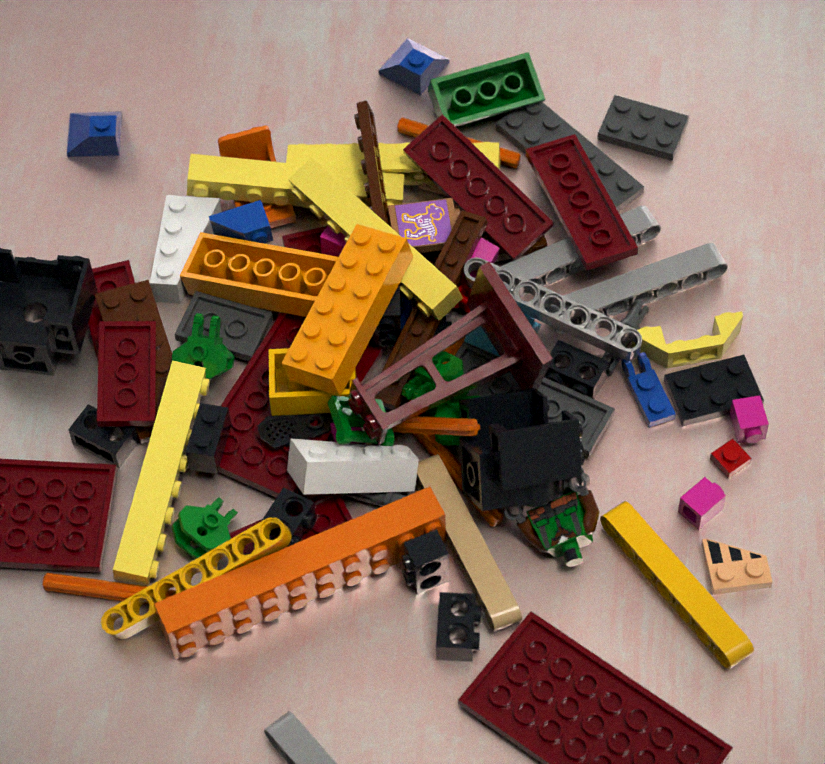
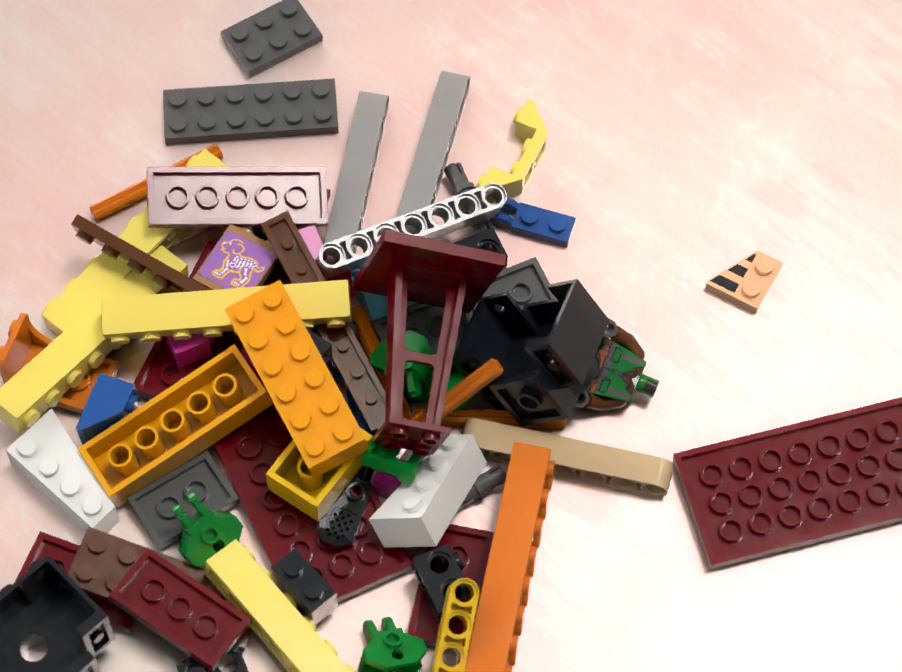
camera: 55 degrees left, 5 degrees up
(413, 66) = (37, 159): blue slope -> none
(425, 562) = (569, 498): black brick -> none
(453, 626) = (635, 524): black brick -> none
(486, 90) = (131, 123): green slope -> none
(581, 202) = (318, 132): dark red plate -> none
(677, 585) = (732, 331): yellow beam -> none
(702, 503) = (675, 259): dark pink brick -> none
(709, 389) = (574, 175): black plate -> none
(730, 458) = (647, 210): red plate -> none
(749, 419) = (627, 170): dark pink brick -> none

